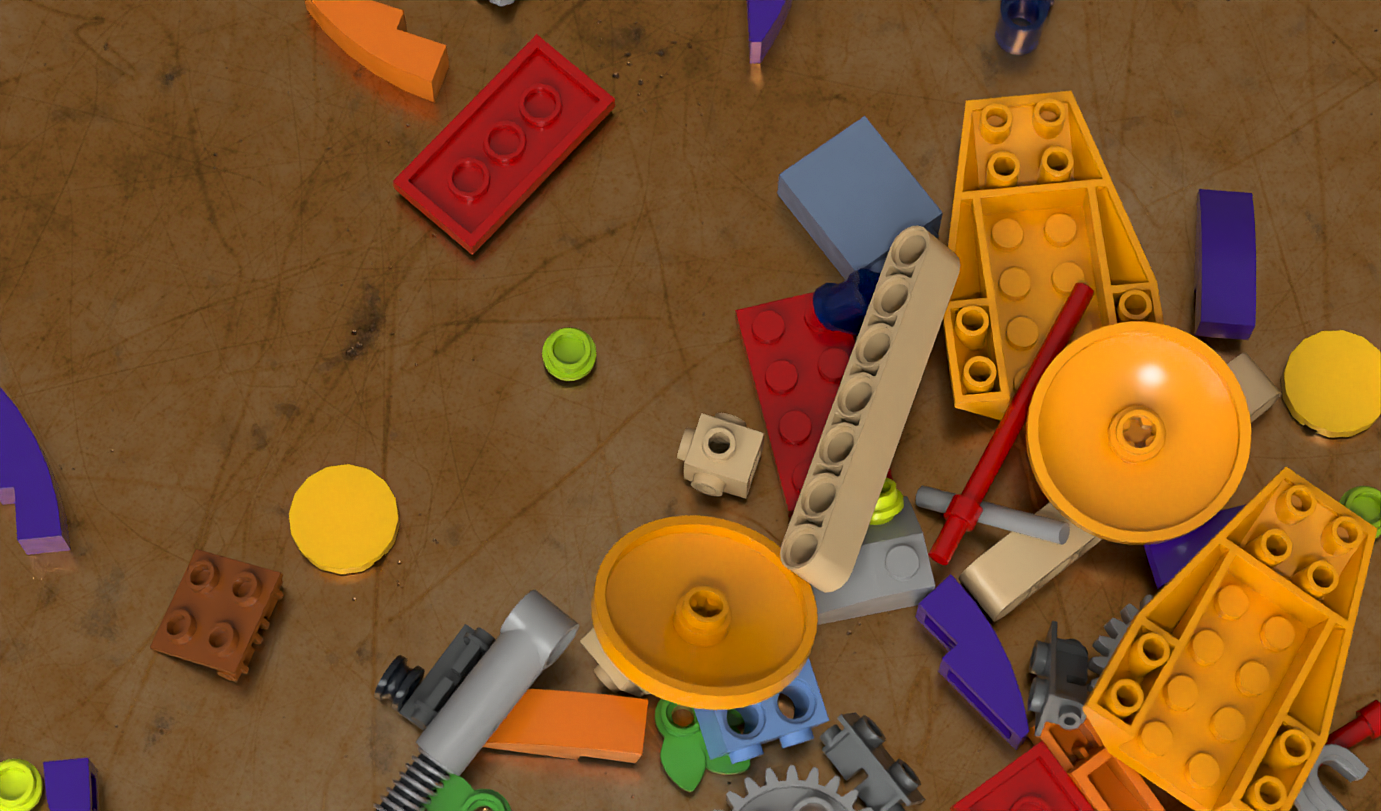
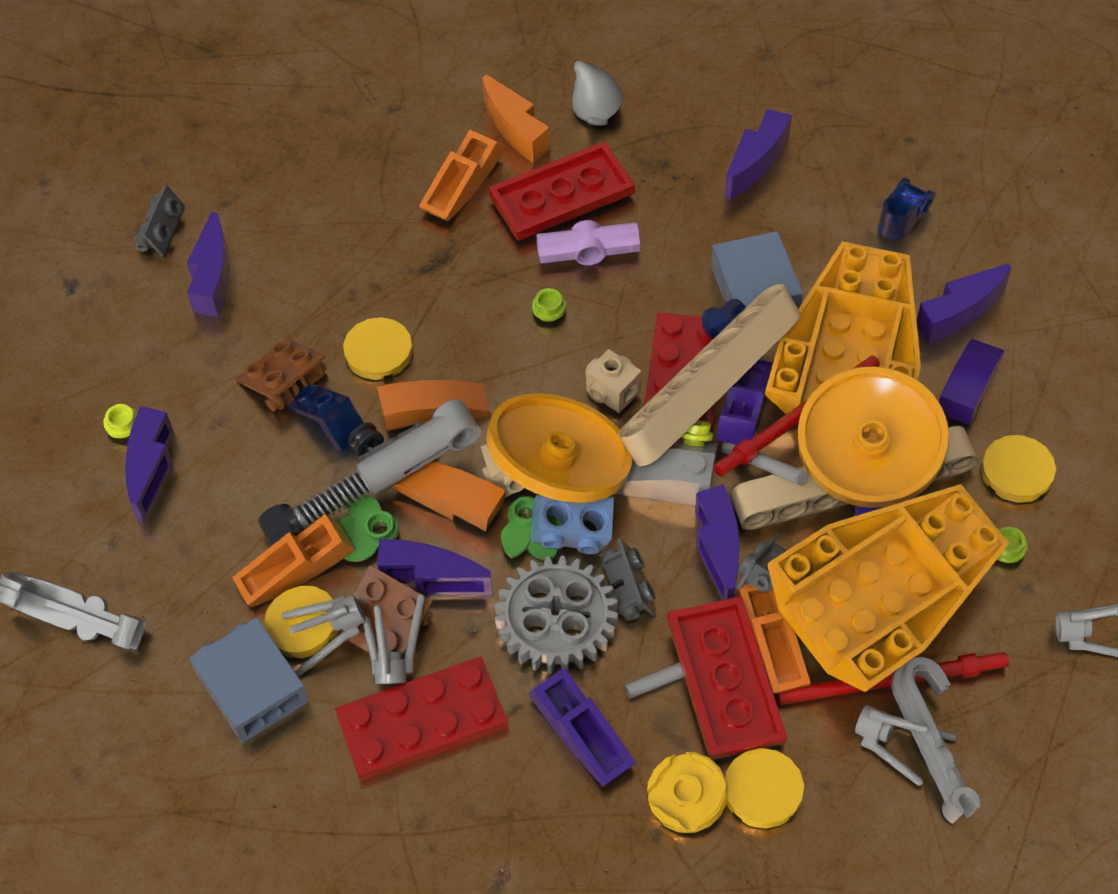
camera: 25 degrees right, 15 degrees down
(323, 658) = (331, 410): none -> clear blue bracket
(339, 174) = (461, 175): none -> orange slope
(472, 587) = (418, 400): none -> orange slope
(584, 225) = (588, 242): none -> lavender piece
(929, 441) = (744, 405): none -> dark purple slope
(1166, 140) = (961, 303): none -> dark purple slope

